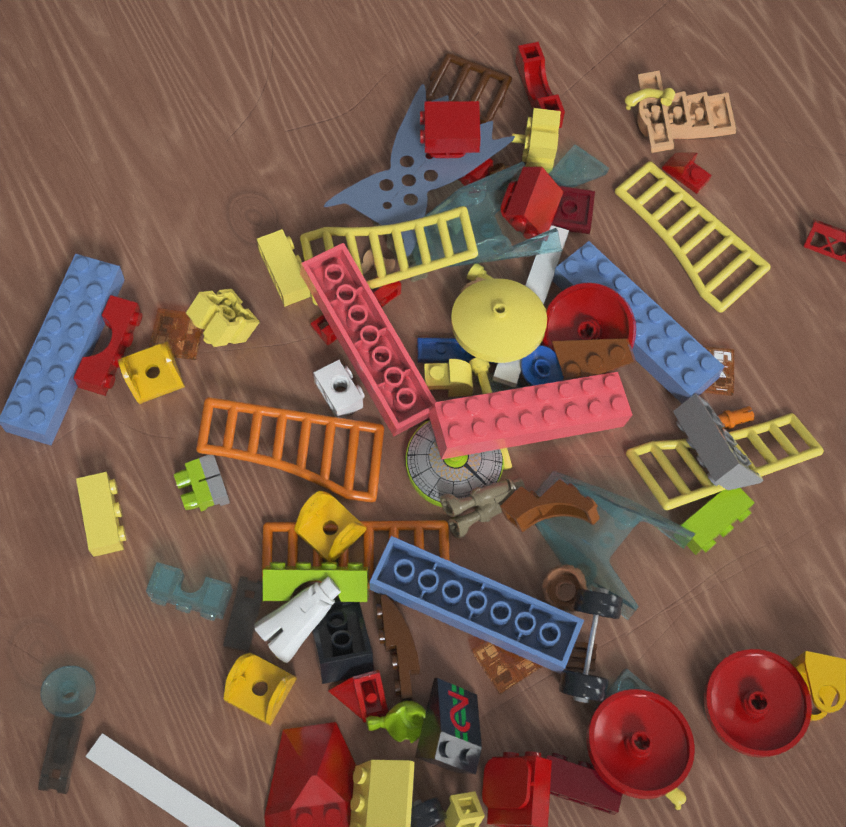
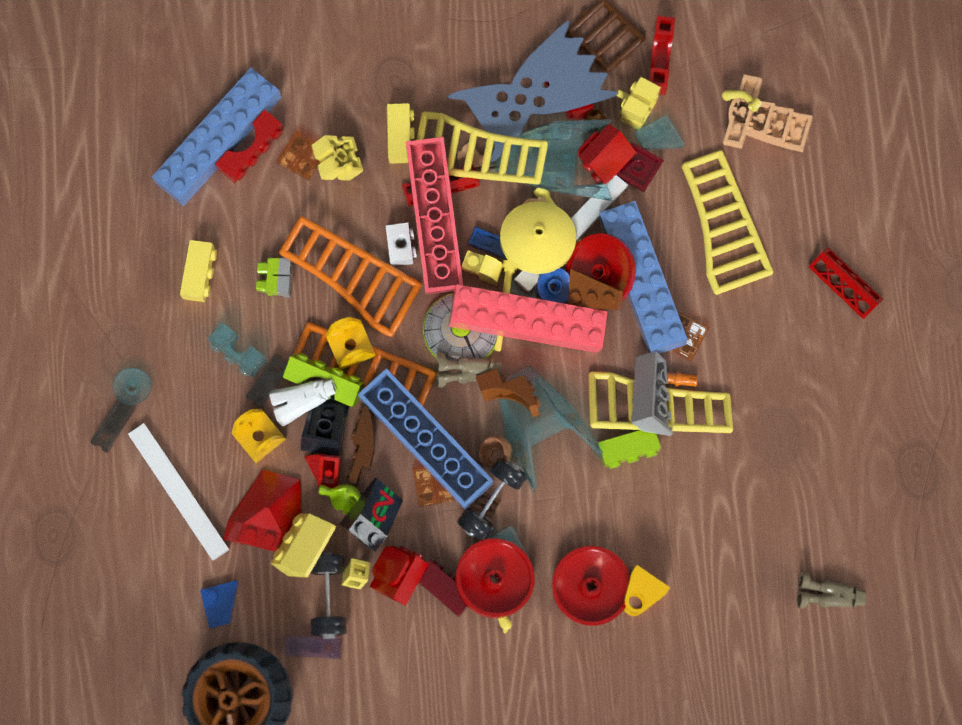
camera: 30 degrees right, 10 degrees up
(135, 369) = (258, 179): yellow hose -> none
(450, 128) = (567, 70): red brick -> none
(682, 168) = (747, 170): red slope -> none

